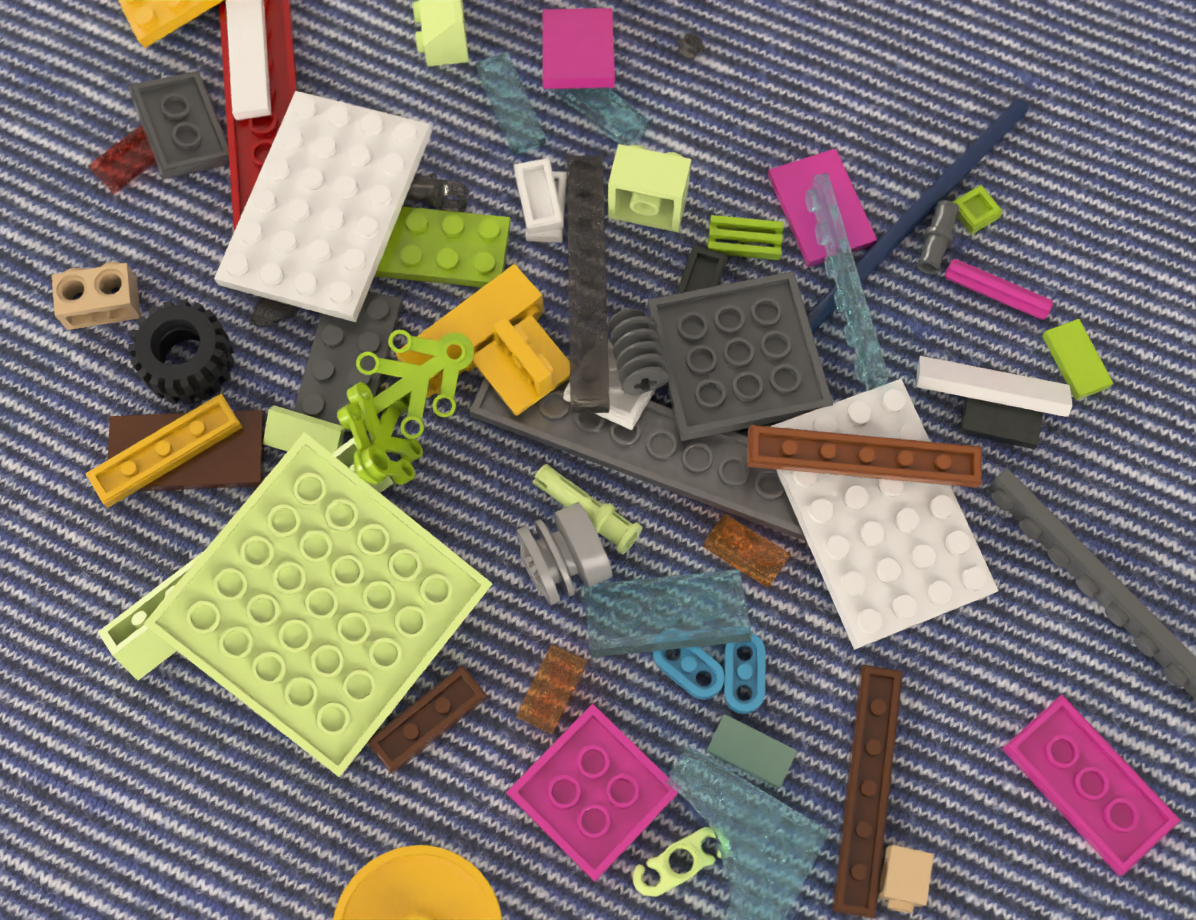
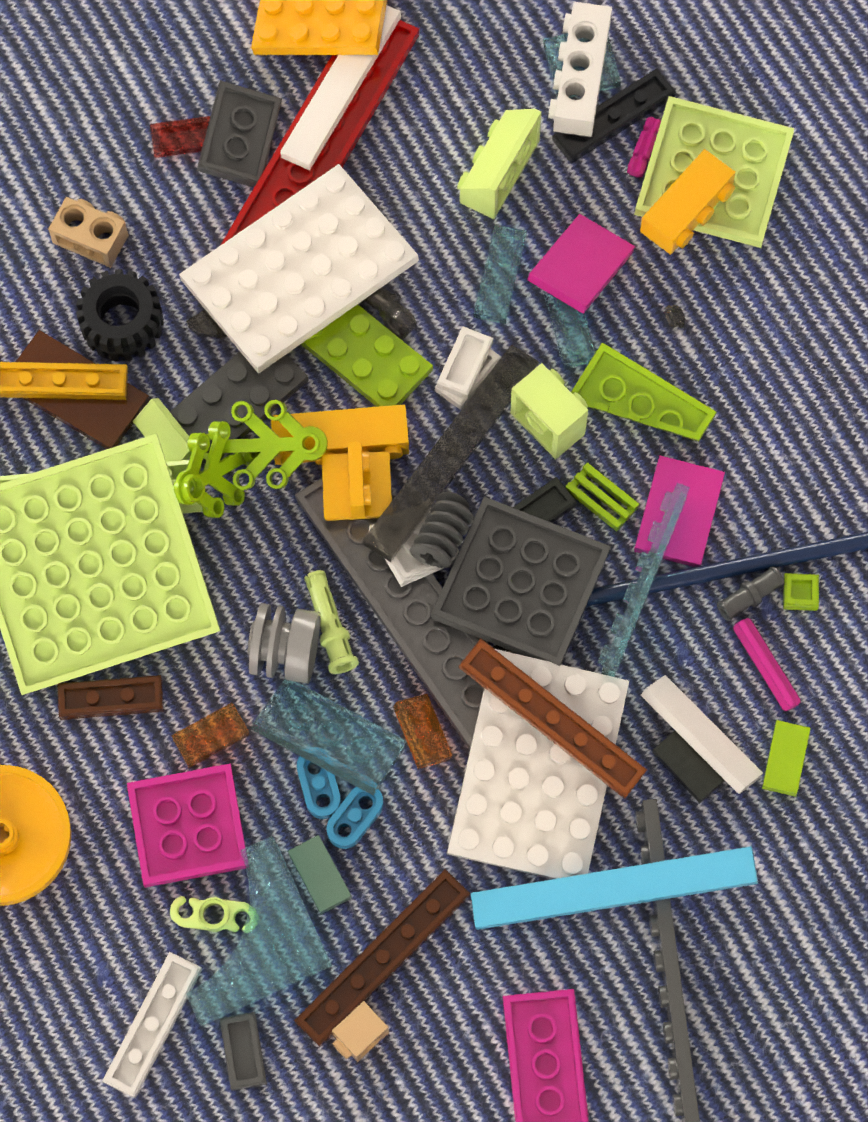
camera: 35 degrees right, 0 degrees up
(717, 126) = (634, 393): none -> lime wing
(1033, 575) = (614, 888): none -> medium azure tile

